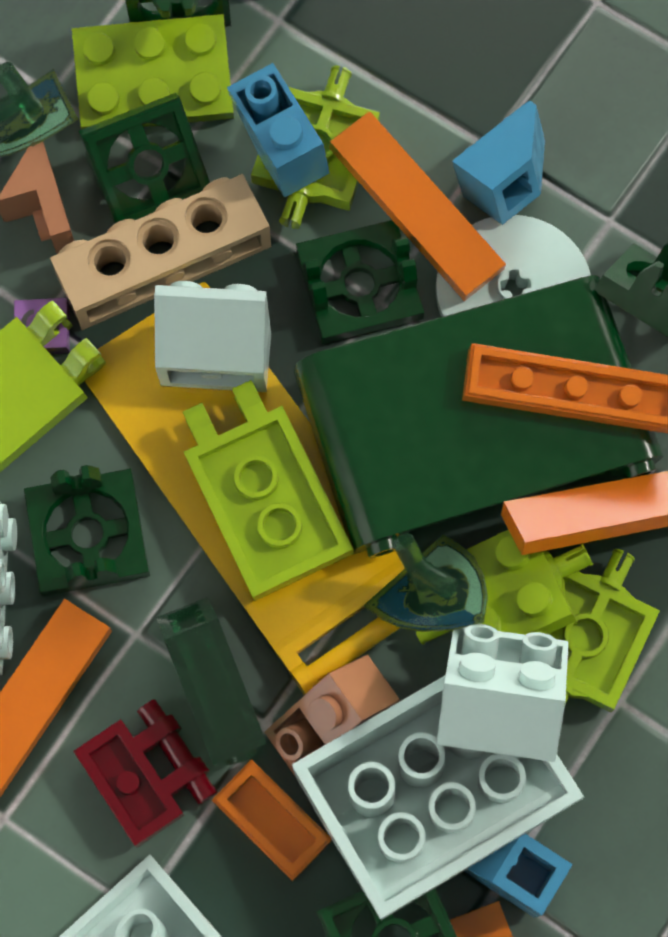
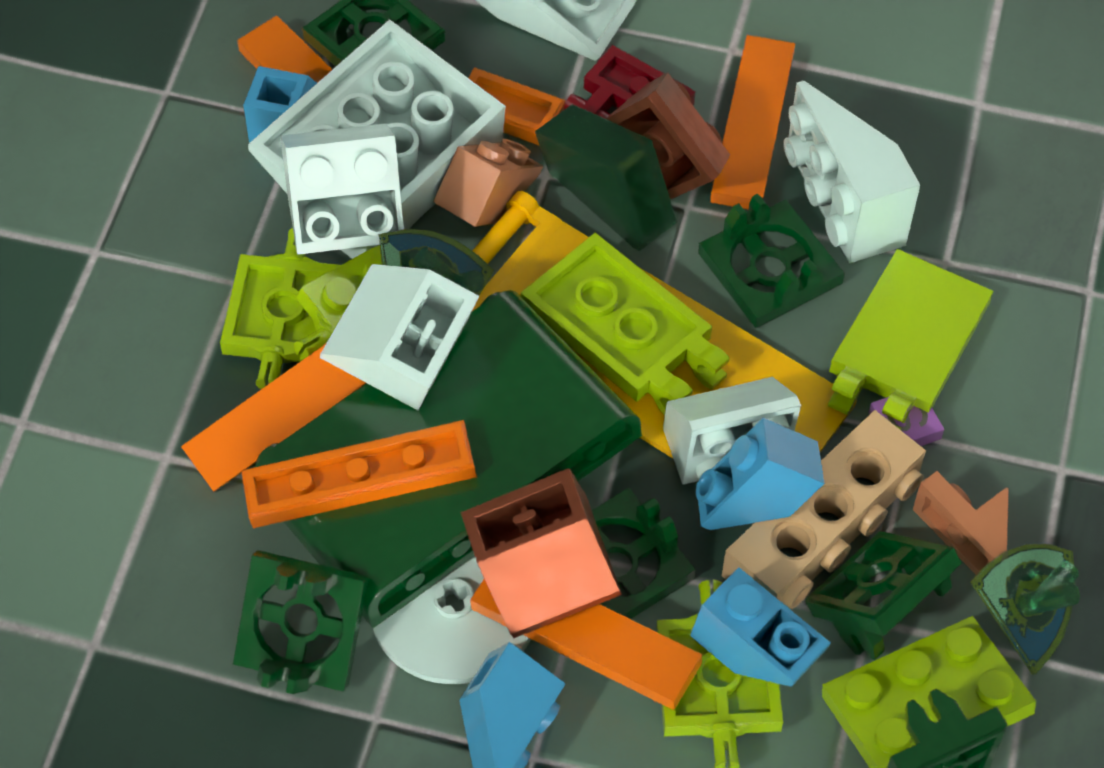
camera: 160 degrees right, 15 degrees down
(127, 675) = (685, 144): none -> copper slope
(213, 255) = (760, 478): none -> dark azure slope
(439, 251) = (541, 553): none -> slope
(498, 492) = (400, 330): none -> light aqua slope

